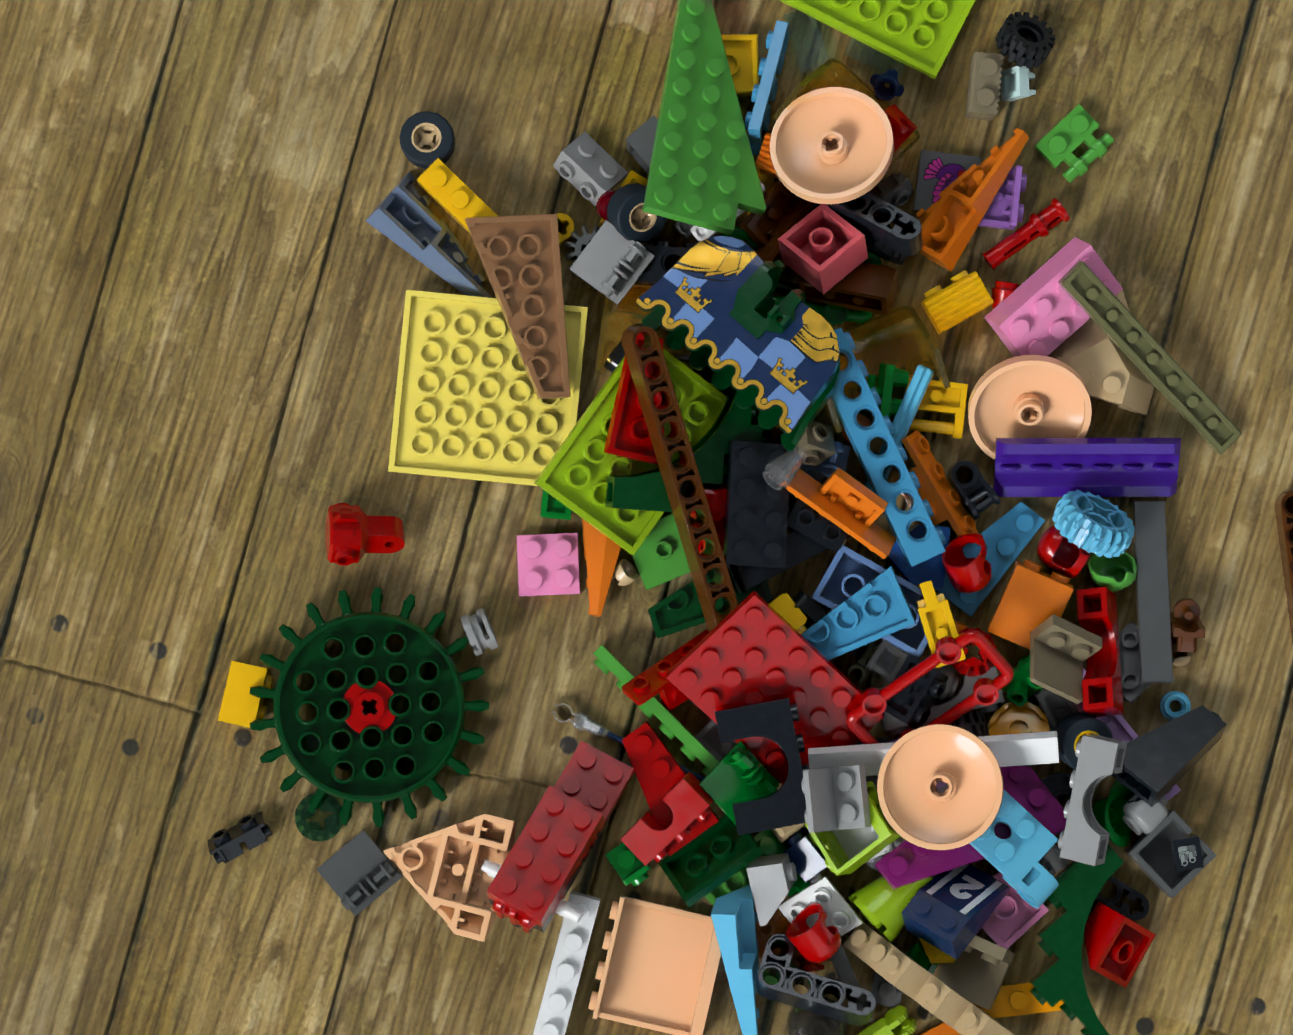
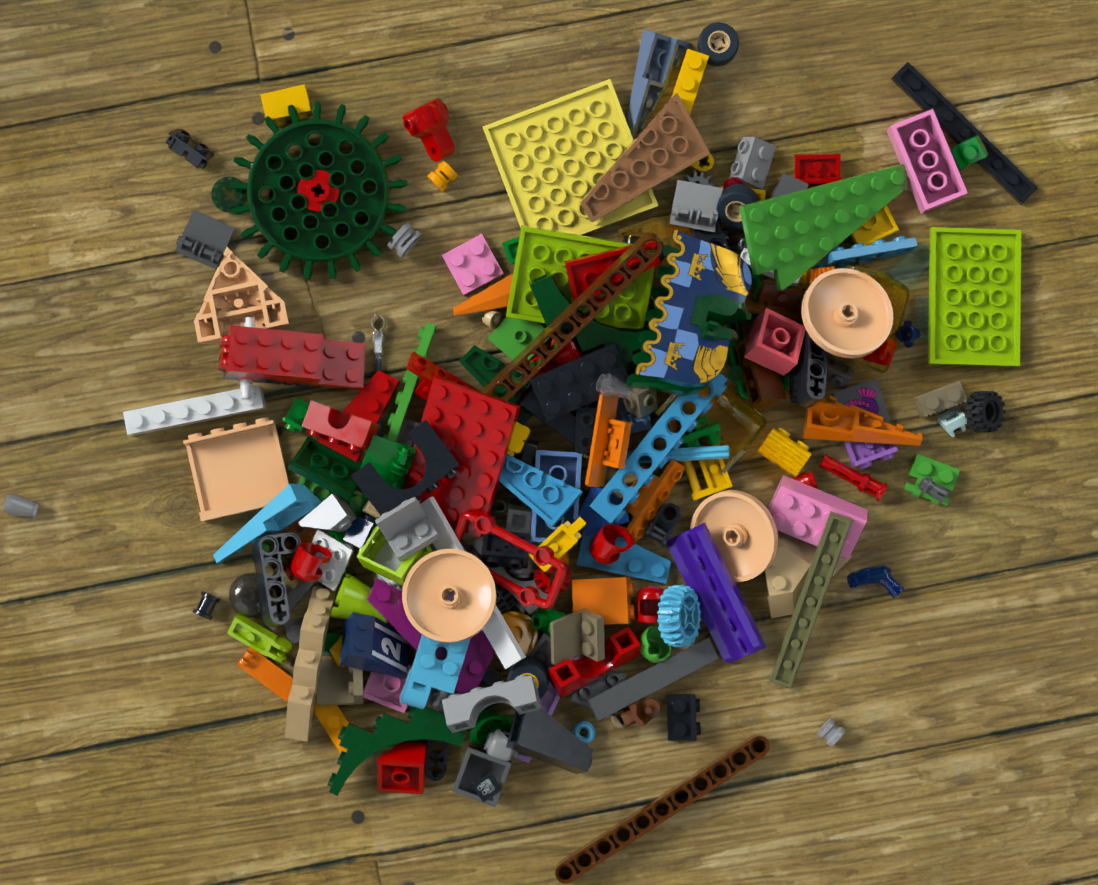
camera: 50 degrees right, 0 degrees up
(426, 555) = (438, 179): none -> light orange wheel
(636, 95) = (817, 168): none -> red bracket
(1086, 148) = (932, 488): none -> dark grey pin
(1155, 267) = (876, 574): none -> clear blue arm
(1213, 579) = (682, 717): none -> black bracket

